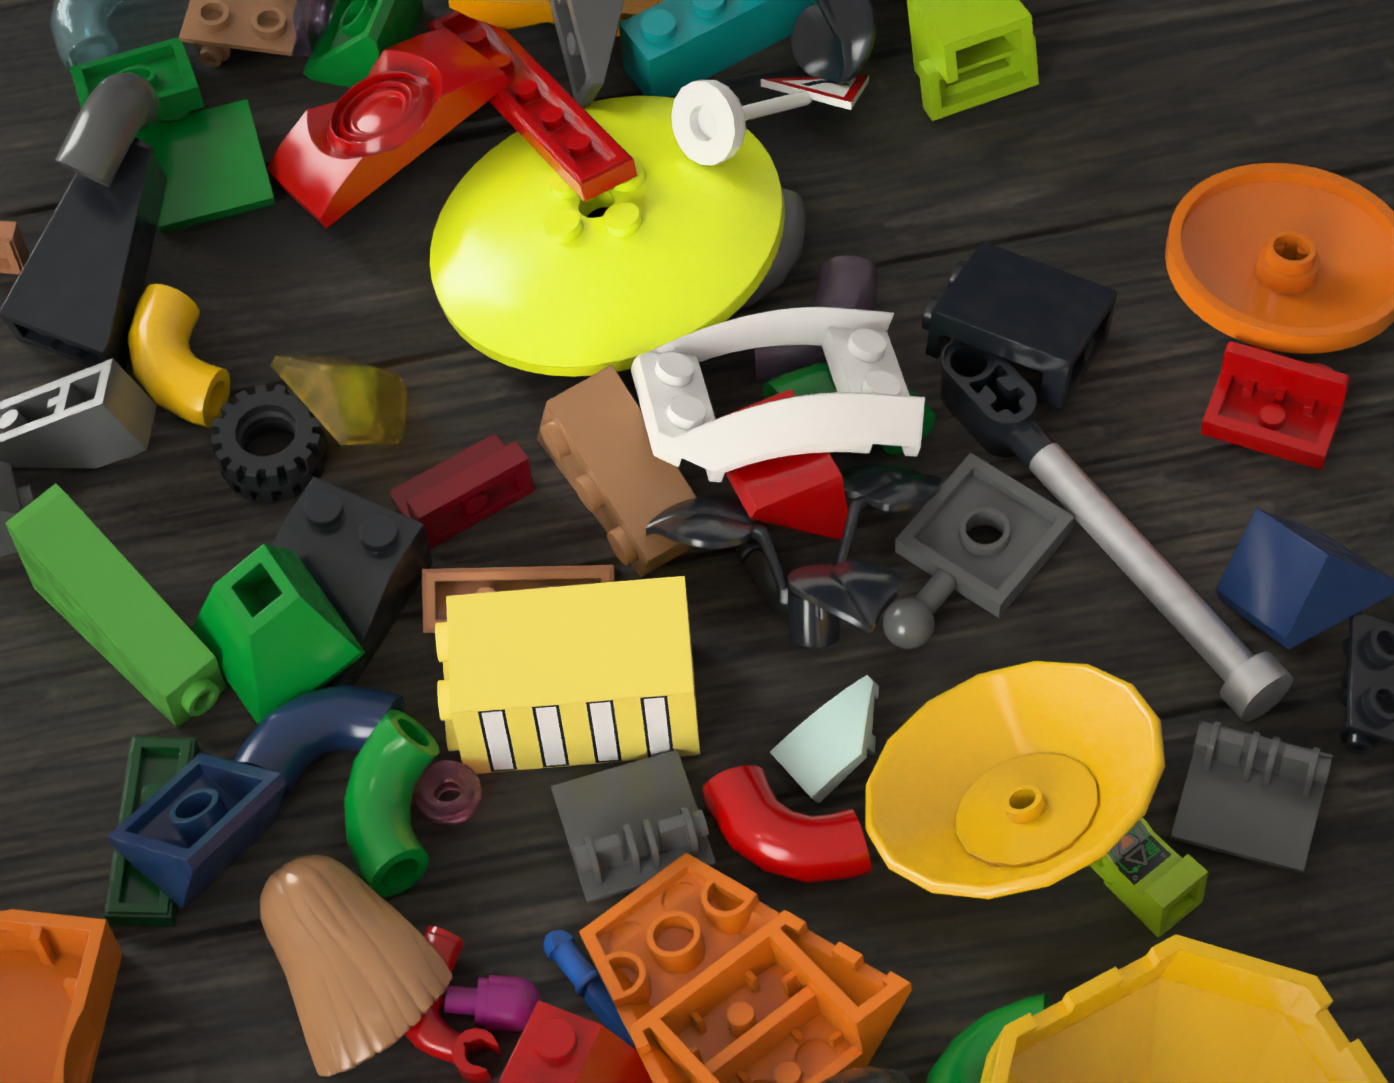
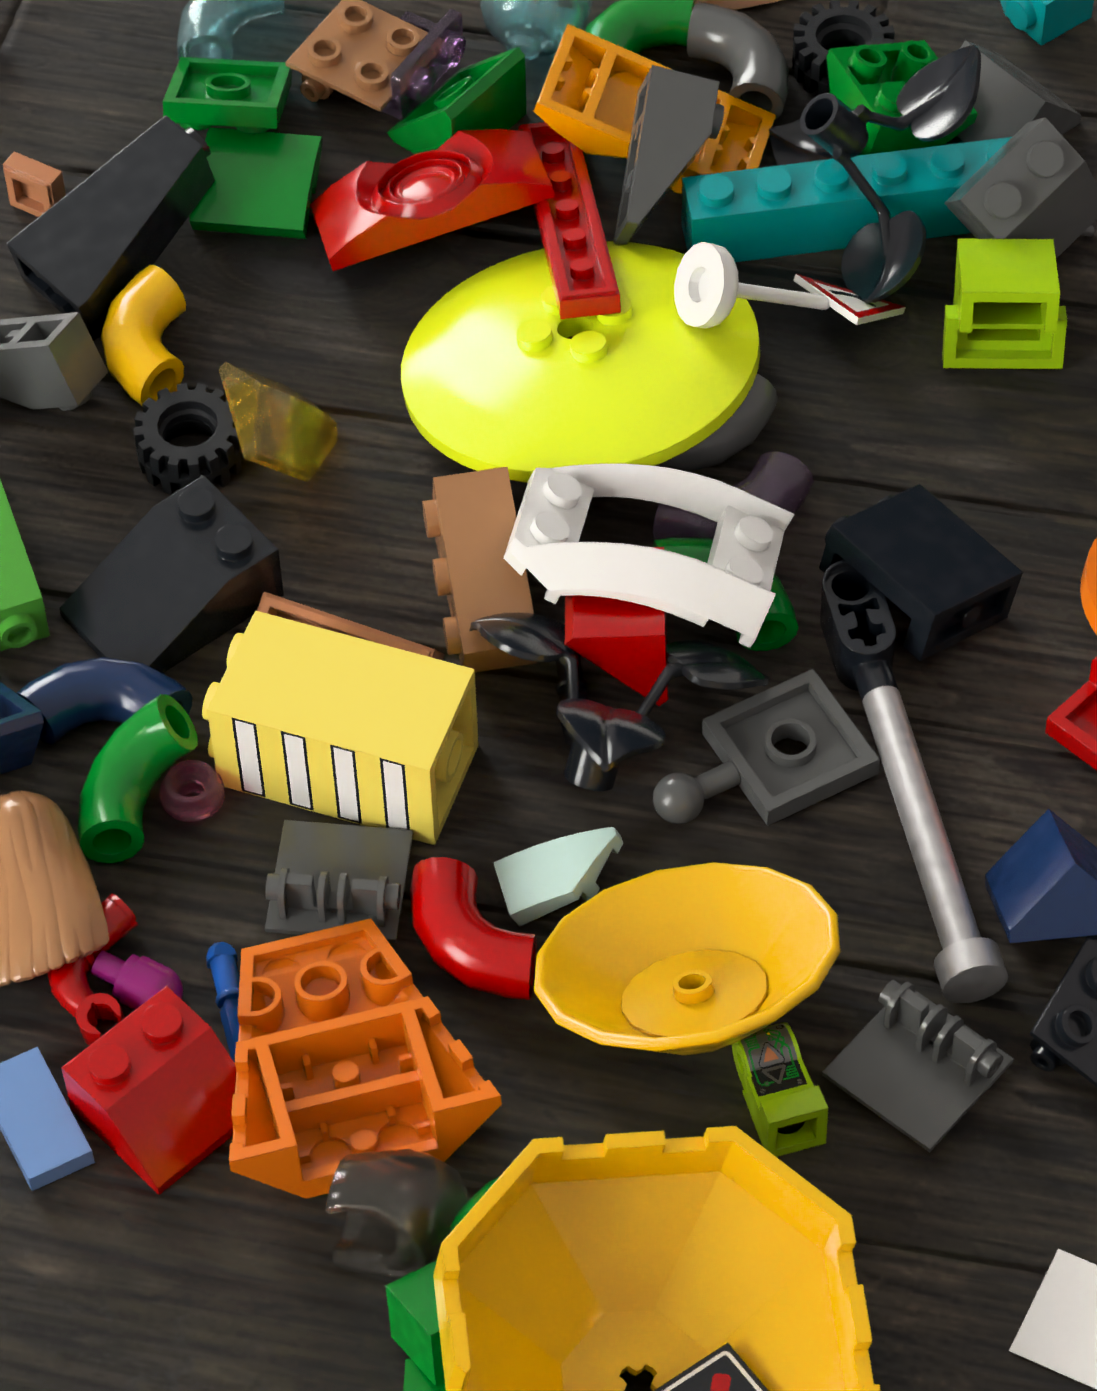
camera: 20 degrees right, 5 degrees down
(108, 126) = (173, 108): dark grey cylinder -> none
(274, 631) = (104, 590): green slope -> none
(465, 488) = (340, 542): dark red panel -> none

